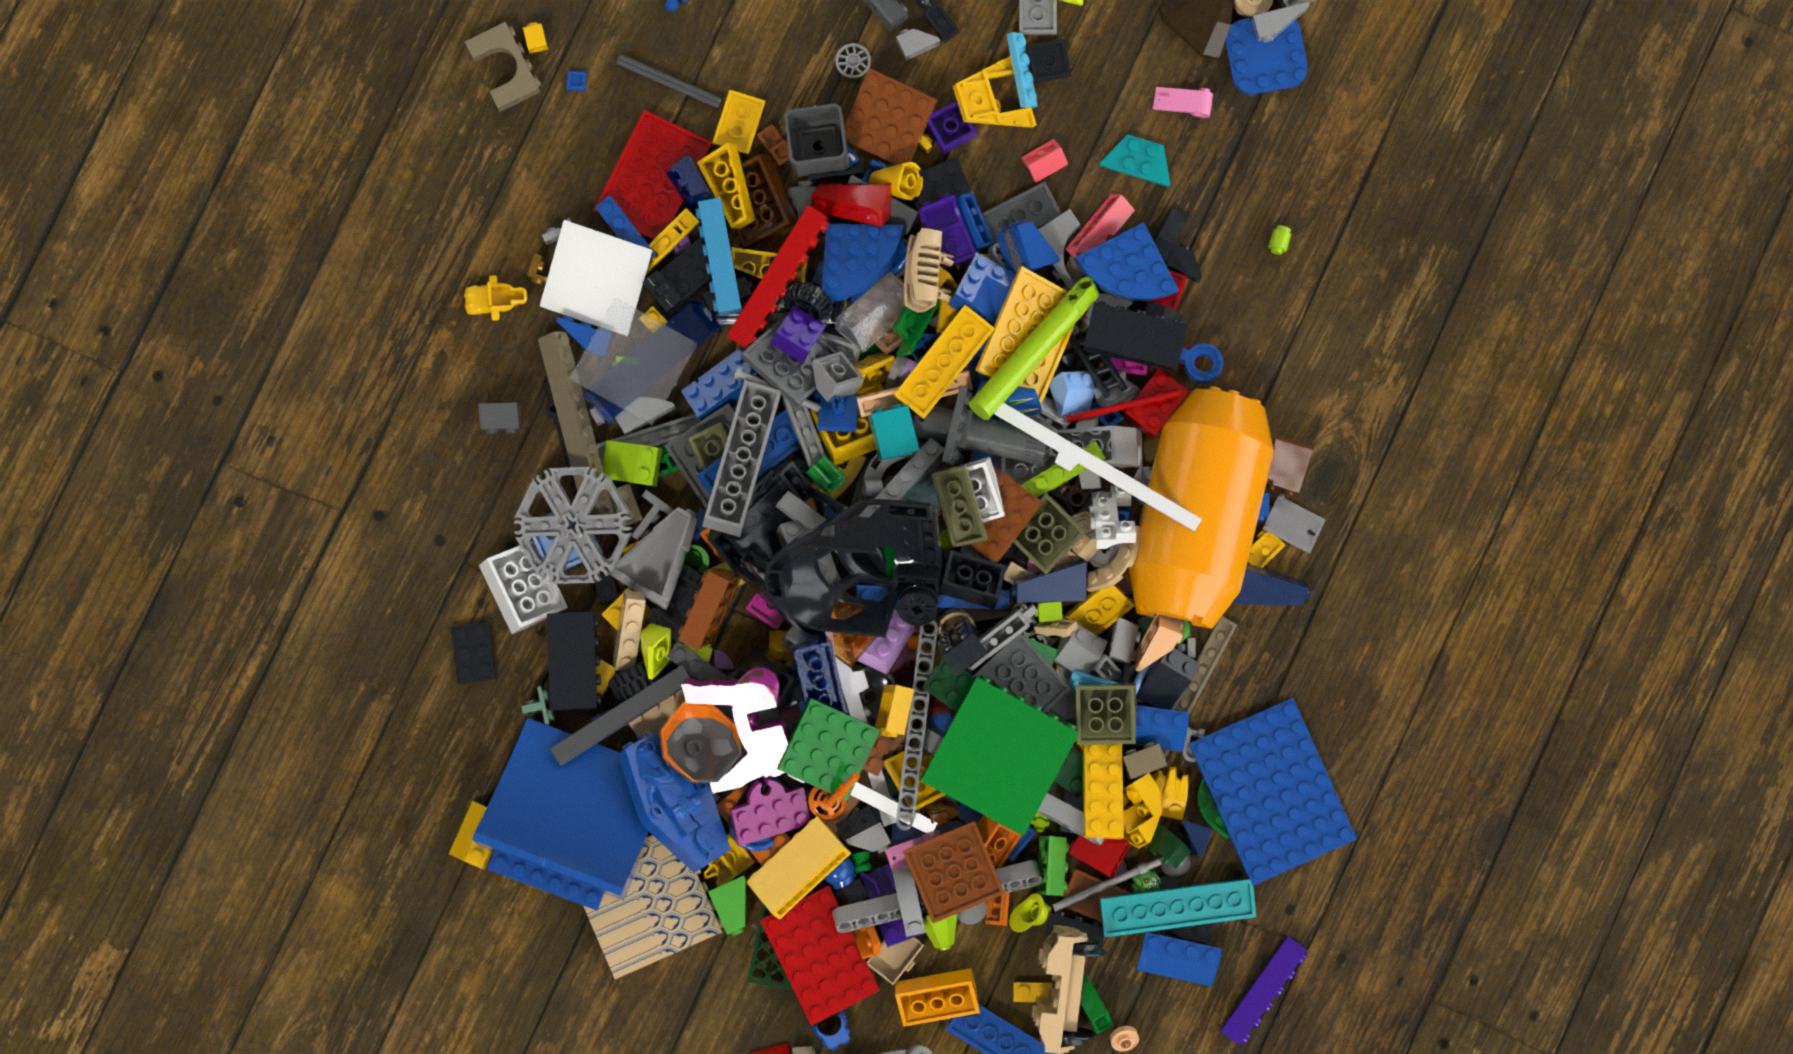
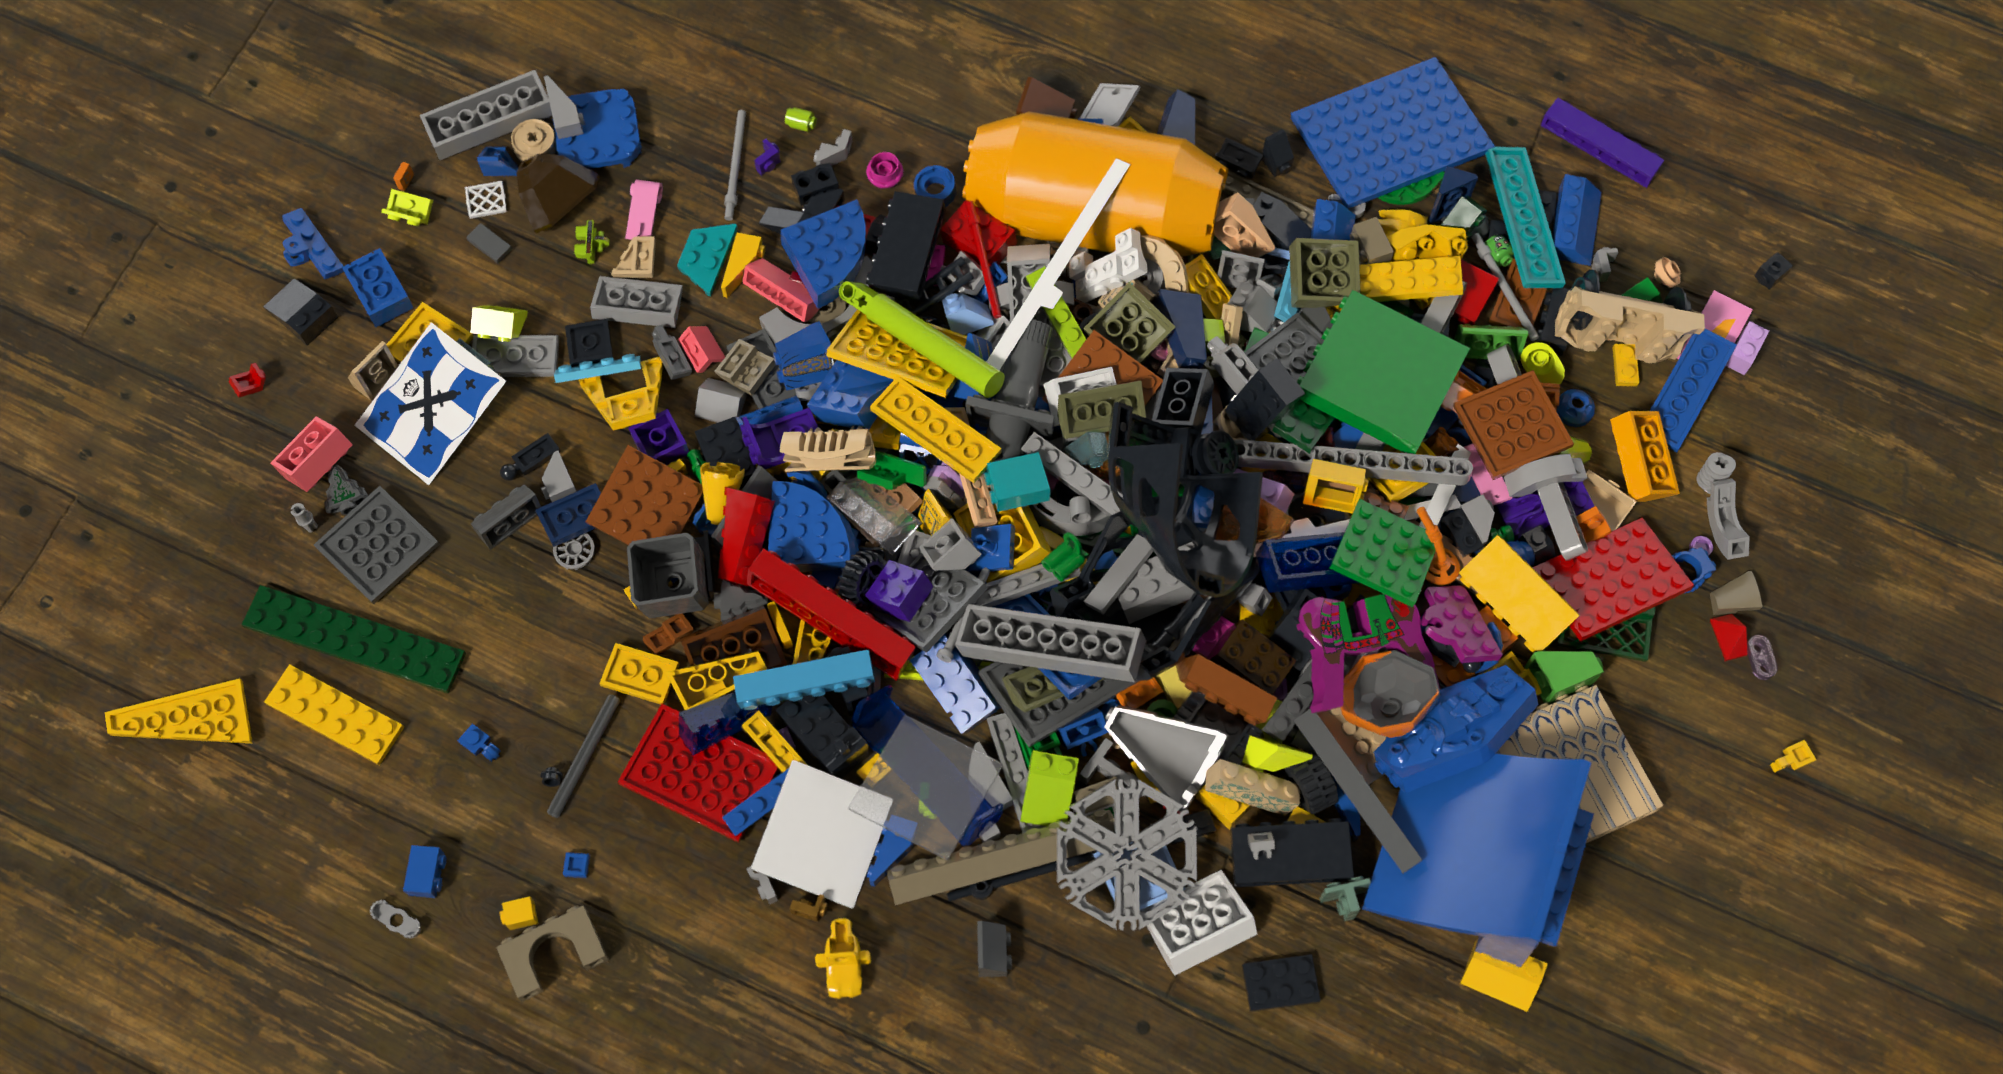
camera: 90 degrees left, 15 degrees down
(577, 633) = (1260, 842): none -> light grey tile
(650, 55) = (551, 777): none -> black plate
(683, 493) = (1082, 731): none -> blue brick
(739, 631) = (1252, 657): none -> dark brown container
(776, 239) = (779, 625): none -> yellow tile
(856, 1042) = (1702, 541): none -> medium lavender tile
(882, 54) = (567, 516): none -> dark blue plate
(935, 160) = (696, 461): none -> green pin
(979, 938) = (1575, 416): none -> blue piece
(993, 179) = (719, 401): none -> light grey slope
(1021, 198) = (745, 367): none -> dark tan slope
(1037, 133) = (670, 353): none -> dark grey hinge
(1091, 100) = (636, 301): none -> light grey slope
(1131, 976) = (1601, 262): none -> light grey bracket
(1133, 99) = (637, 259): none -> tan wing
(1137, 194) = (744, 251): none -> yellow slope
(1157, 54) = (587, 250): none -> lime hips
(1196, 179) = (731, 198): none -> light grey bar
(1206, 256) = (813, 178): none -> black brick
(1225, 318) = (884, 170): none -> dark pink piece
(1236, 212) = (769, 159): none -> dark purple bracket
(1240, 264) = (834, 154): none -> light grey slope
(1241, 646) = (1239, 158): none -> black bracket
(1242, 682) = (1278, 153): none -> black slope

